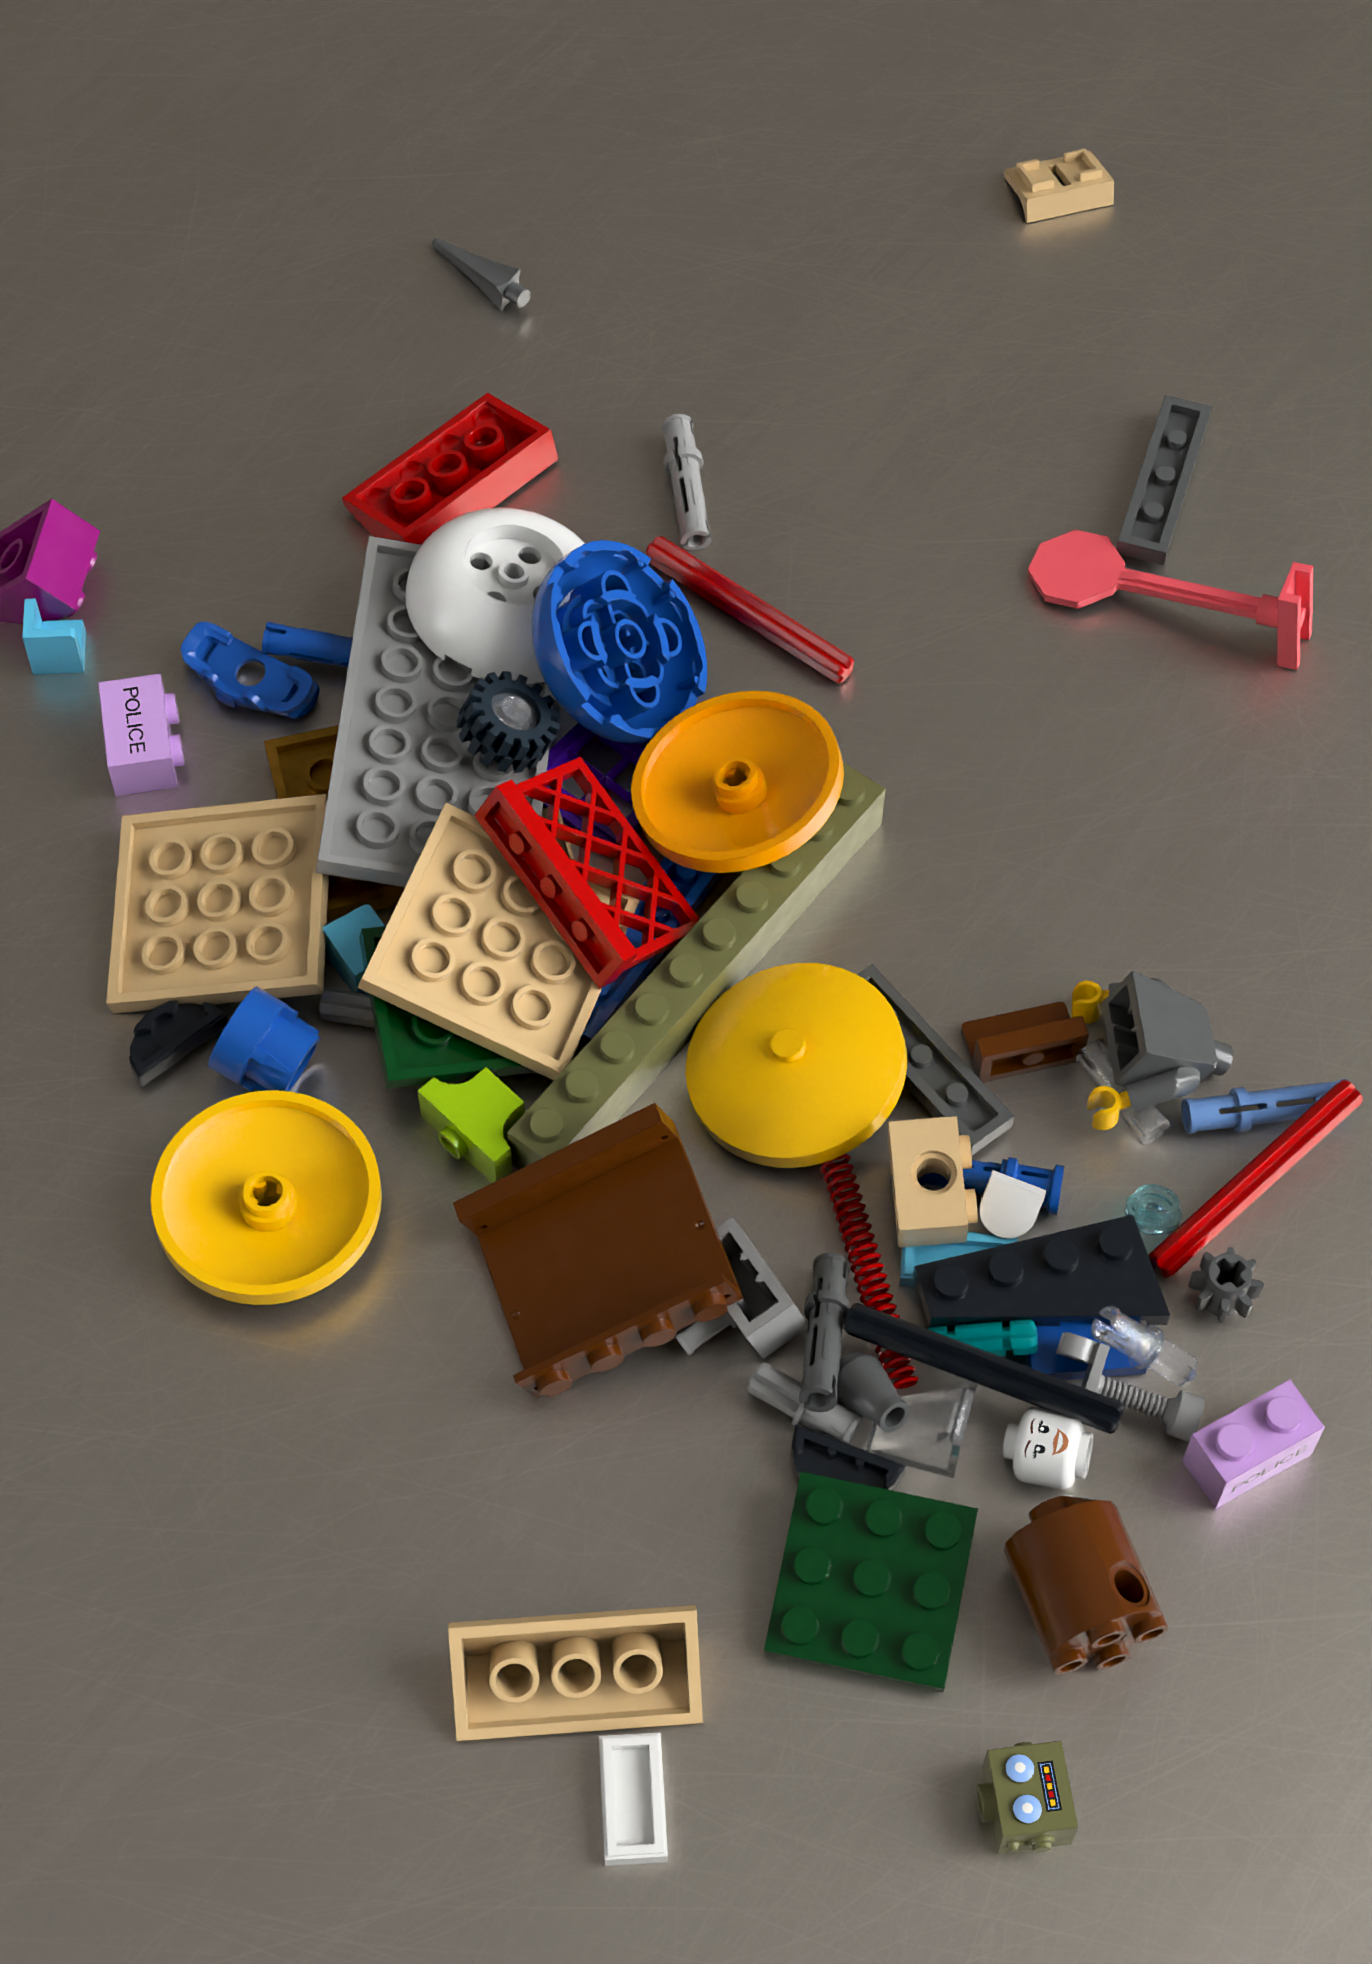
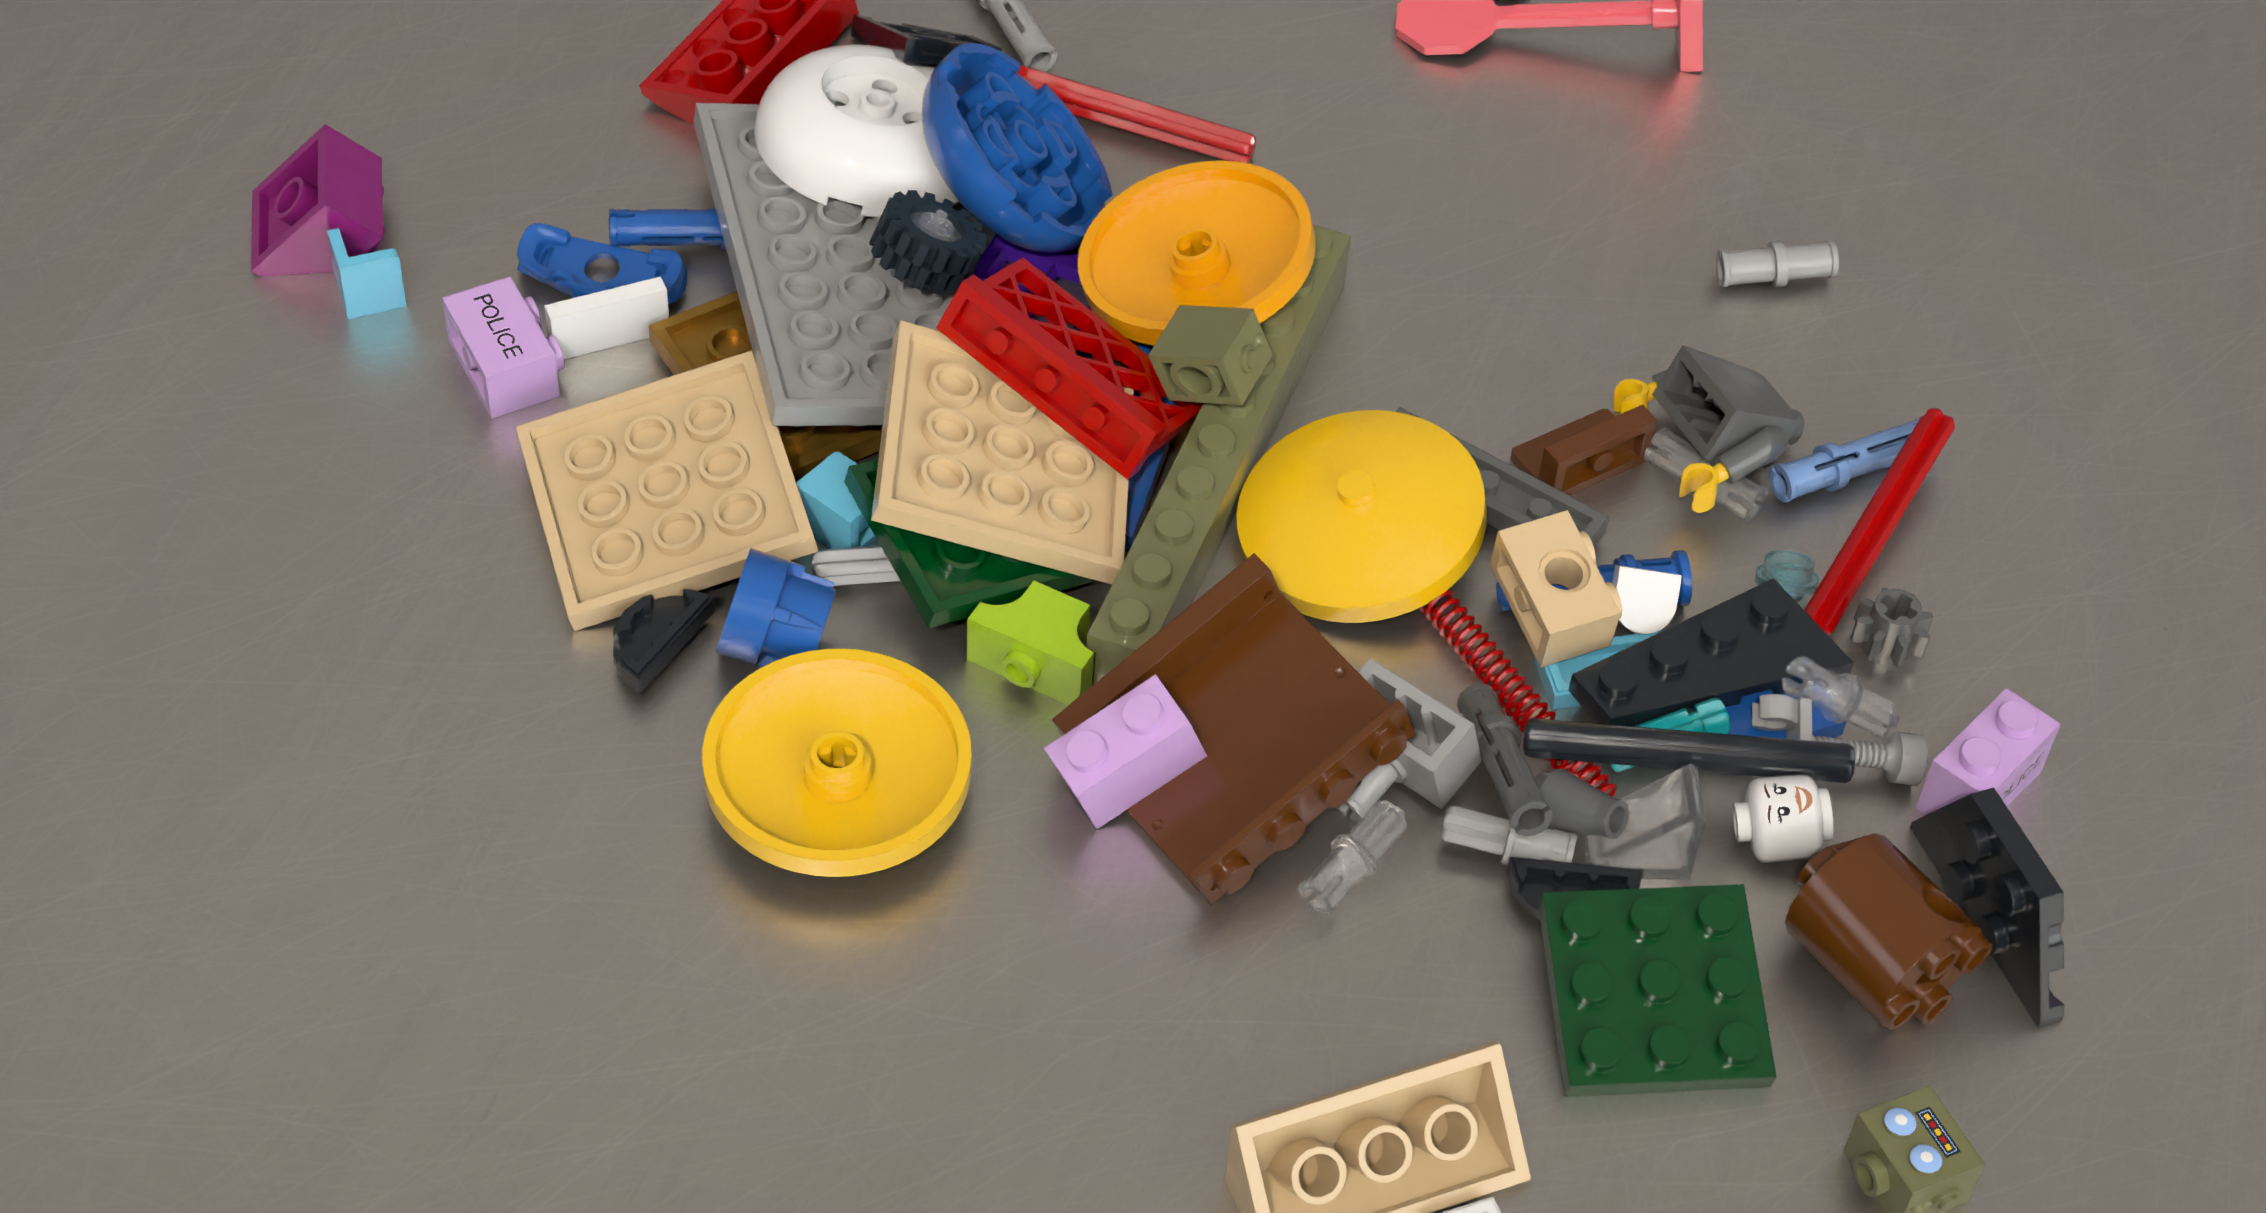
camera: 20 degrees left, 10 degrees down
(231, 725) = (607, 317): none -> white tile
(502, 1248) = (1126, 751): none -> lavender brick
(590, 512) = (911, 41): none -> wing
(667, 1387) = (1353, 857): none -> clear axle
(701, 892) = (1210, 354): none -> olive head
(1210, 1593) = (2004, 889): none -> black wing
(1277, 890) = (1777, 263): none -> light grey pin

